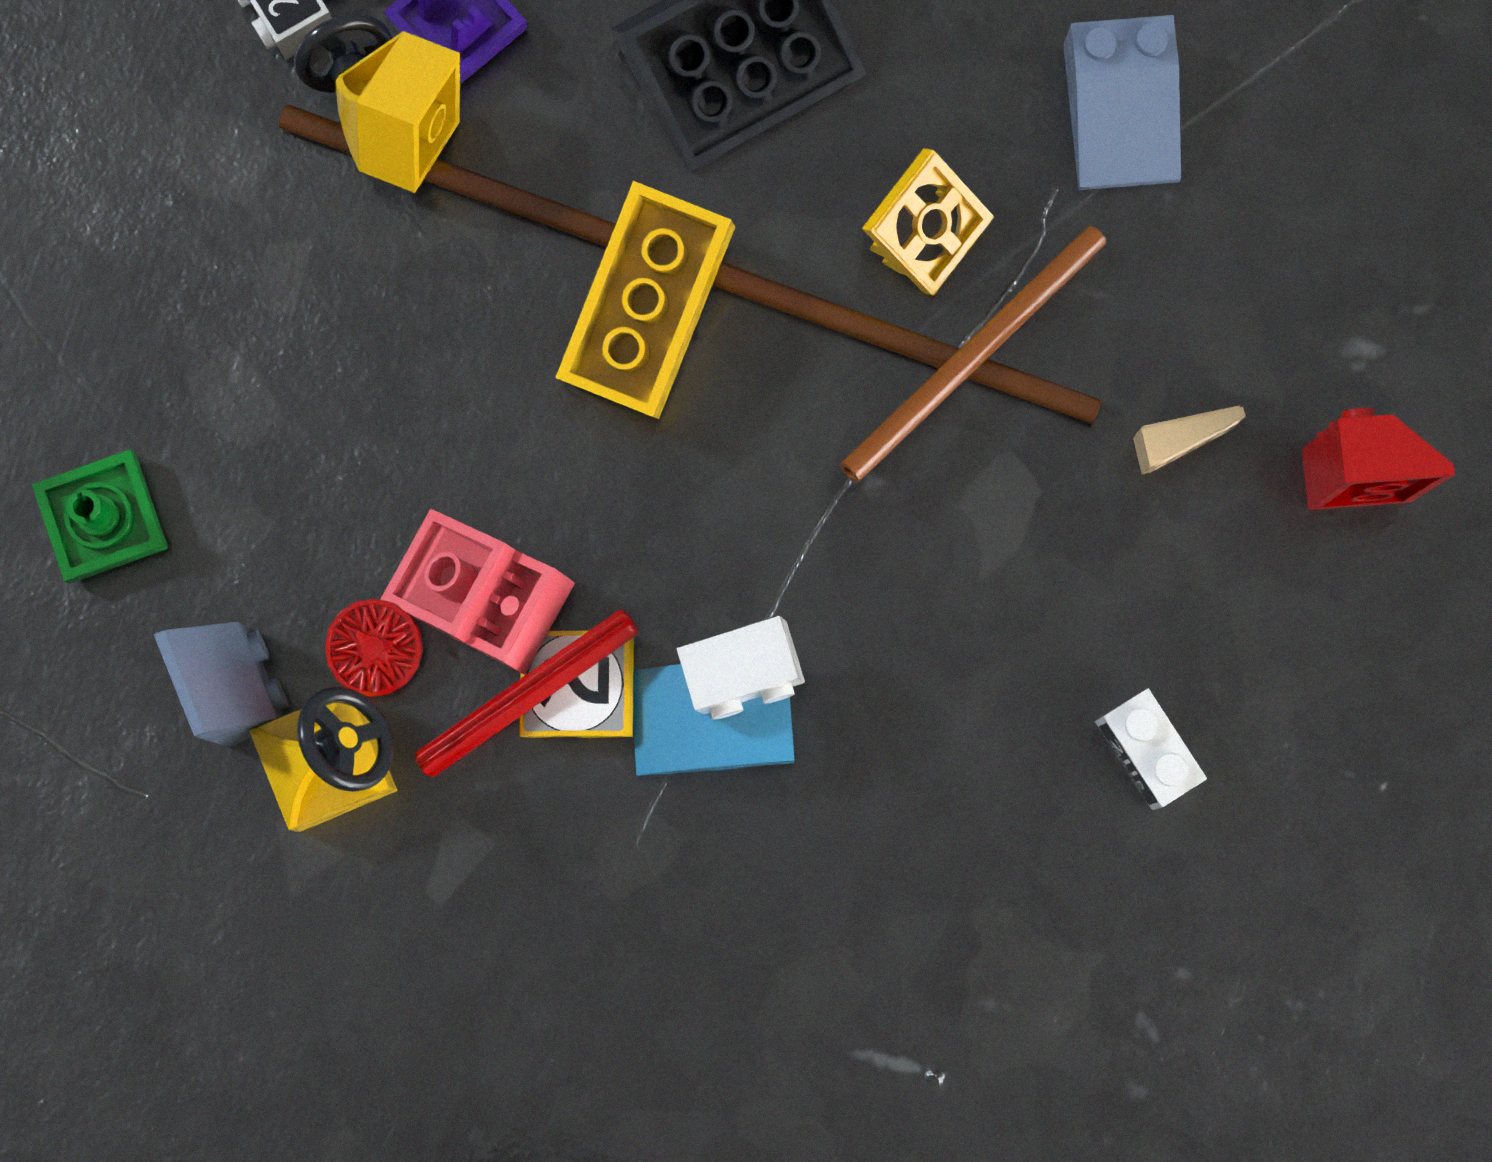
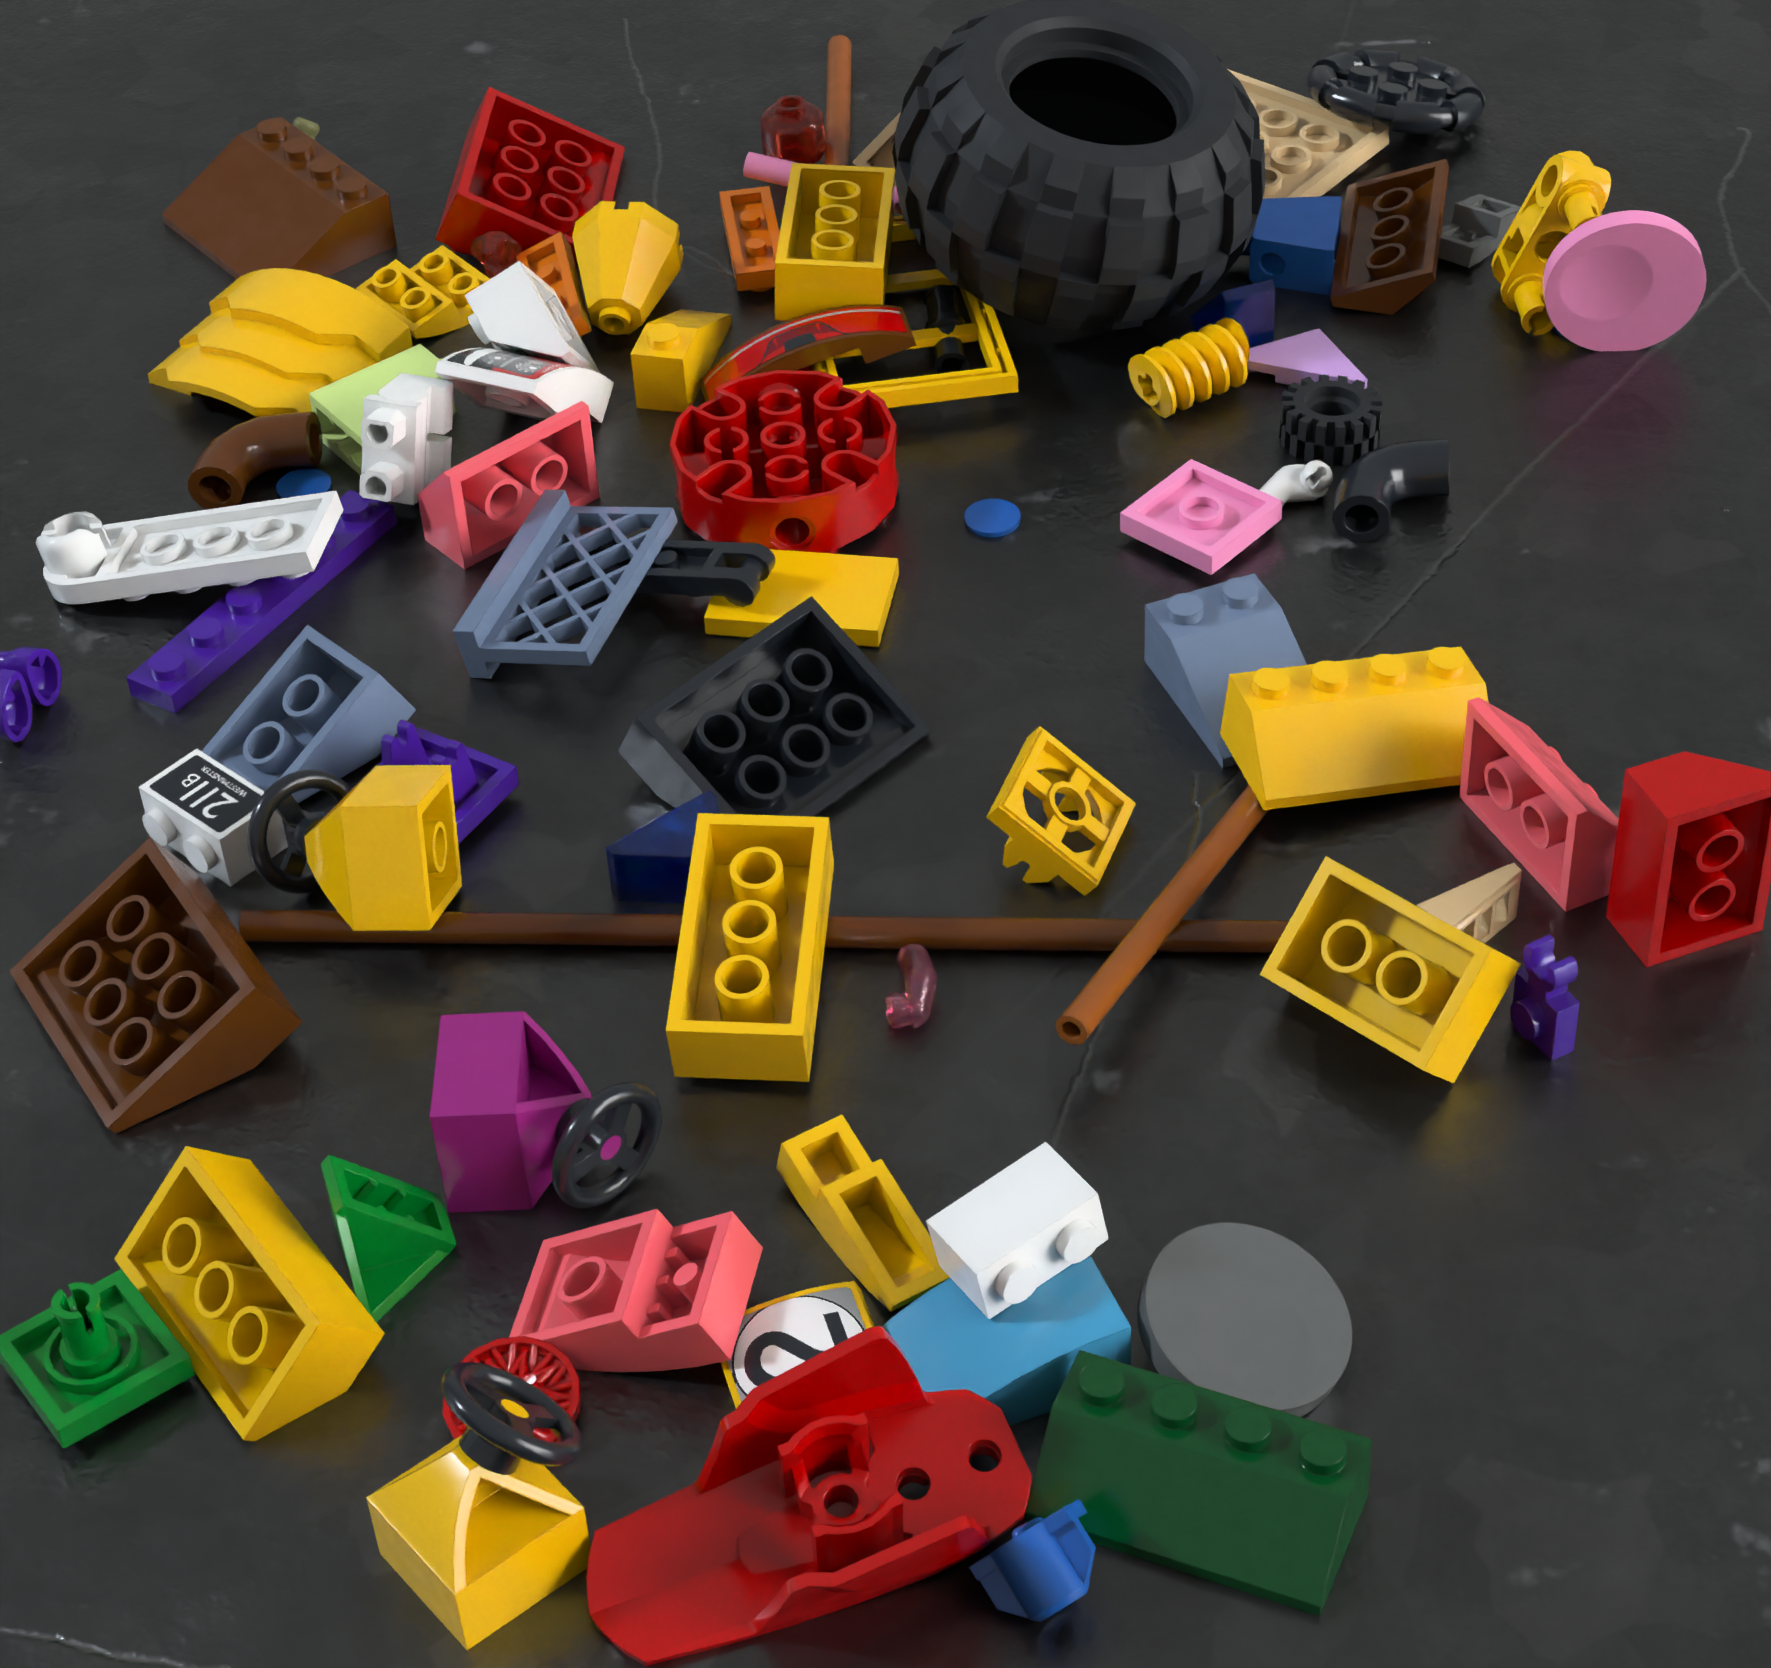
camera: 15 degrees left, 40 degrees down
(202, 171) = (152, 991): none -> reddish brown slope
(214, 495) = (246, 1293): none -> yellow slope
(222, 680) = (305, 1458): sand blue slope -> none
(319, 474) = (385, 1232): none -> green slope
(429, 408) = (519, 1116): none -> magenta piece
(526, 693) = (739, 1373): red axle -> none
(545, 835) = (808, 1507): none -> red piece
(621, 157) = (657, 857): none -> clear blue slope
(655, 570) = (860, 1213): none -> yellow slope
(675, 908) = (1041, 1566): none -> blue piece
(767, 355) = (920, 984): none -> clear pink arm
(801, 879) = (1203, 1480): none -> dark green slope
(880, 761) = (1245, 1317): none -> dark grey piece
(1103, 488) = (1390, 970): none -> yellow brick
(1151, 750) = (1586, 1217): white brick -> none
(1191, 213) = (1351, 726): none -> yellow slope
(1207, 544) = (1541, 1000): none -> dark purple plate
(1298, 344) = (1537, 806): none -> coral slope

